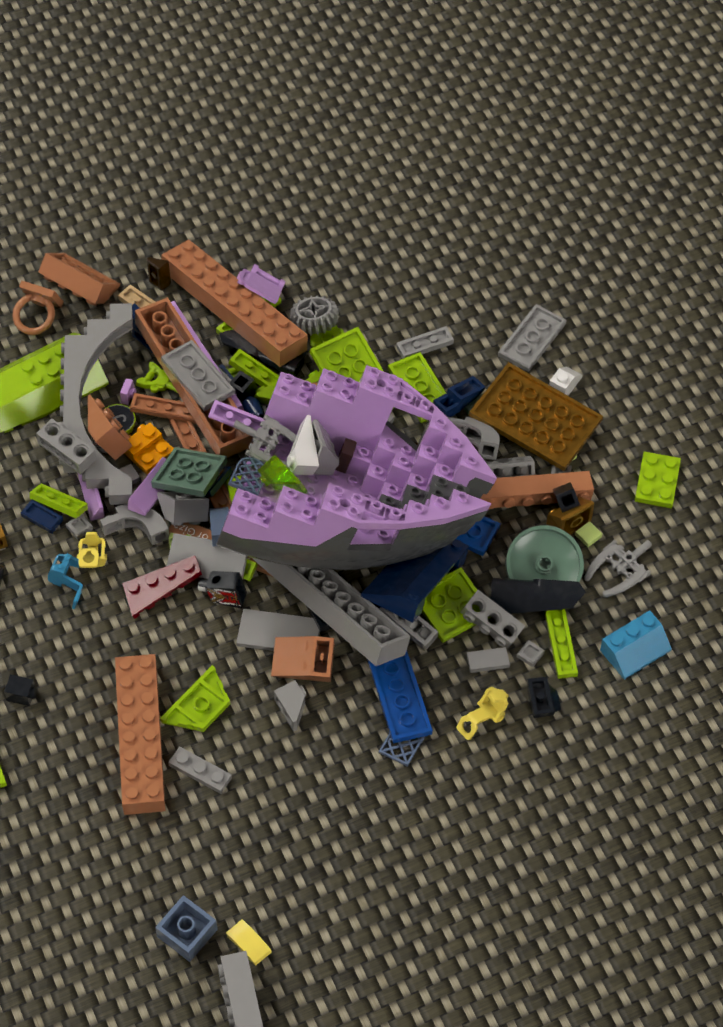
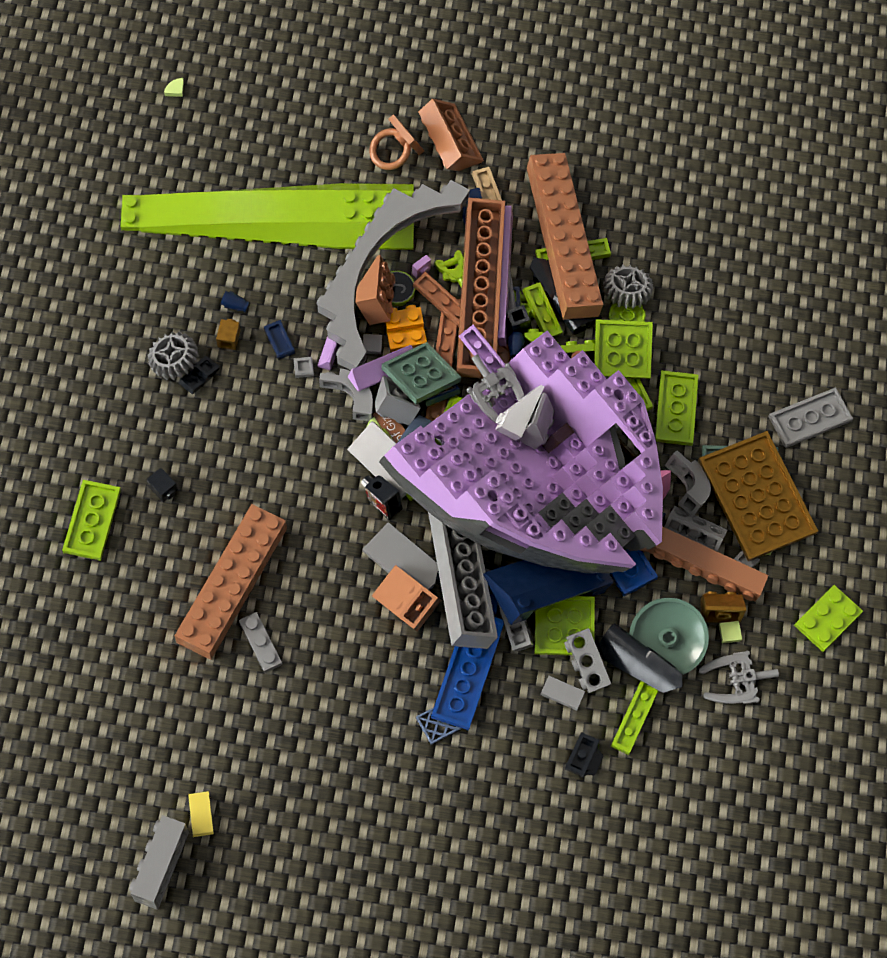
camera: 30 degrees right, 10 degrees up
(58, 500) = (299, 334): lime plate -> none
(58, 576) = (257, 400): dark azure piece -> none
(67, 454) = (327, 301): light grey brick -> none
(89, 556) = (294, 403): light yellow piece -> none
(158, 272) = (519, 170): dark brown slope -> none
(159, 584) = (331, 458): wing -> none
(186, 928) = (157, 772): sand blue brick -> none
(197, 375) = (482, 289): light grey tile -> none
(199, 704) = (297, 585): lime wing -> none
(255, 463) = (439, 420): sand blue window -> none
(261, 283) = (597, 233): lavender piece -> none
(277, 474) = (480, 427): clear neon green slope -> none
(291, 702) = (371, 630): light grey slope -> none
(425, 342) = (709, 368): light grey plate -> none
(459, 396) = (698, 438): dark blue slope -> none
(492, 707) = (534, 738): light yellow piece -> none
(530, 653) = (603, 709): light grey tile -> none
(565, 380) = (809, 476): white slope -> none
(566, 497) = (726, 589): black brick -> none
(636, 645) = (698, 759): dark azure slope -> none

